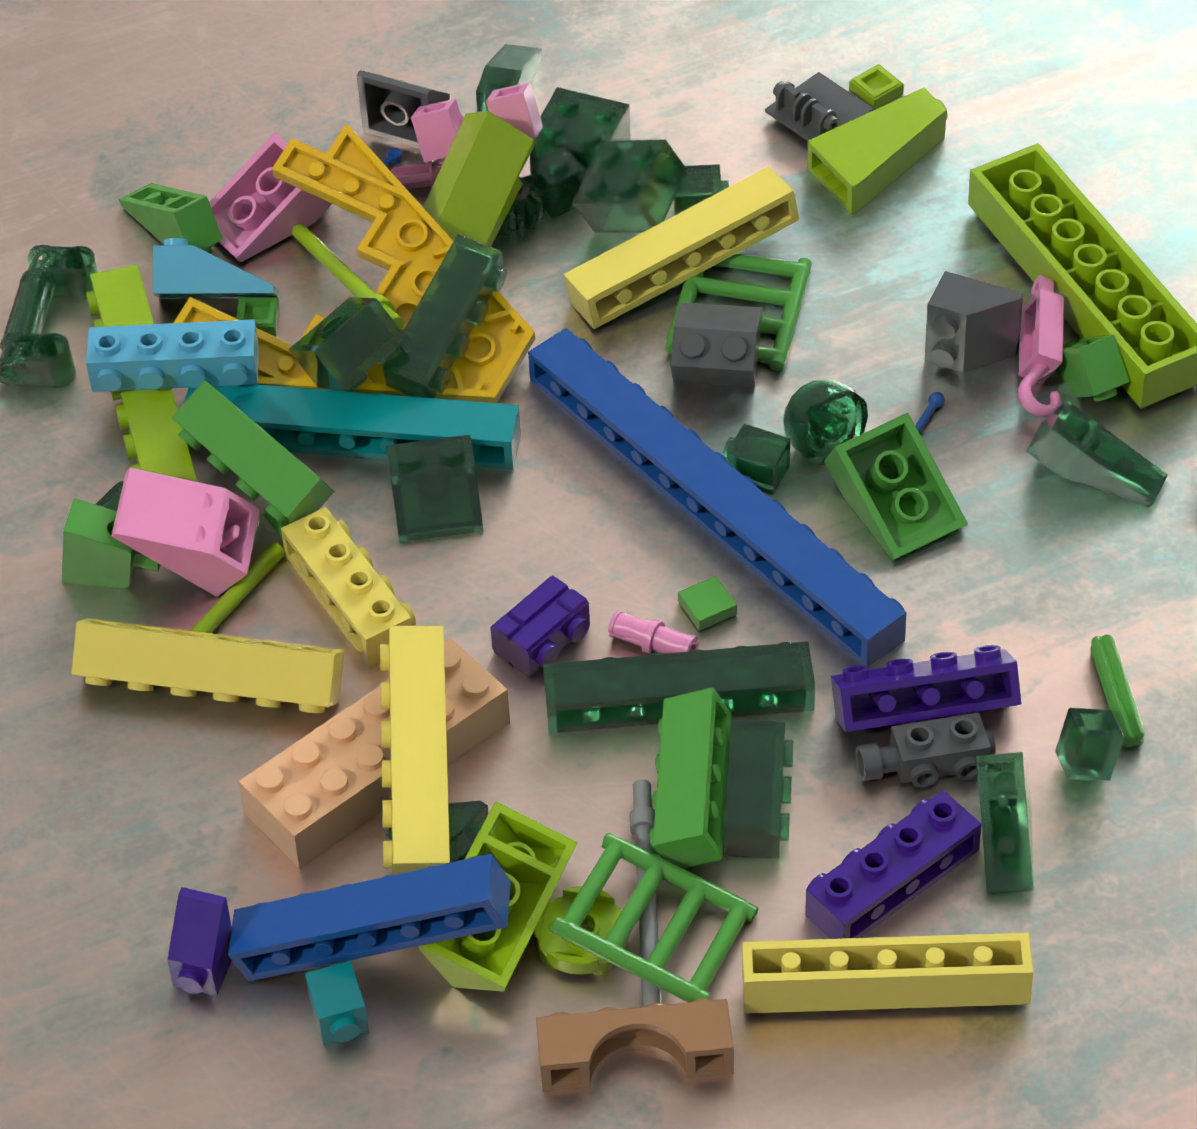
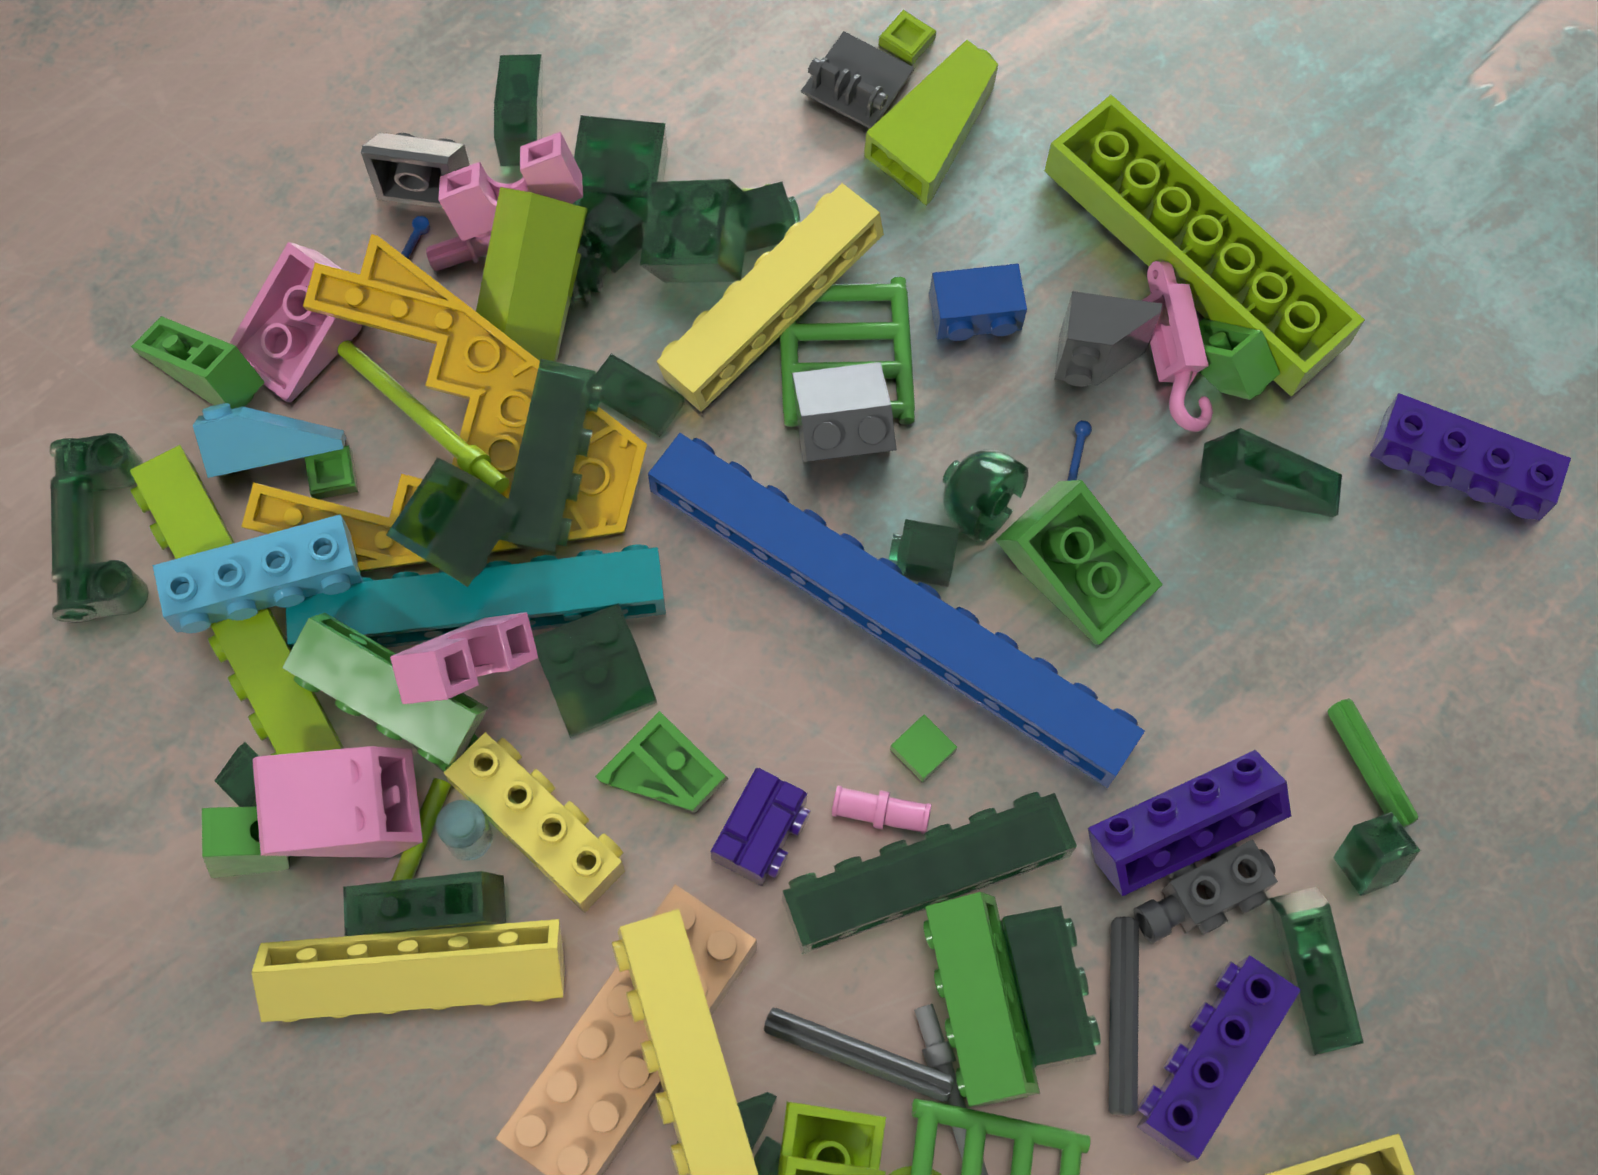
camera: 20 degrees left, 20 degrees up
(246, 614) = (425, 903): none -> clear green slope
(285, 578) = (464, 830): none -> clear light blue brick
(307, 429) = (456, 659): none -> bright pink arch
(471, 571) = (664, 767): none -> bright green wing
(540, 305) = (638, 395): none -> clear green plate
(570, 801) = (859, 1054): none -> dark grey axle
(820, 827) = (1124, 1016): none -> dark grey axle
(869, 285) = (977, 302): none -> blue brick

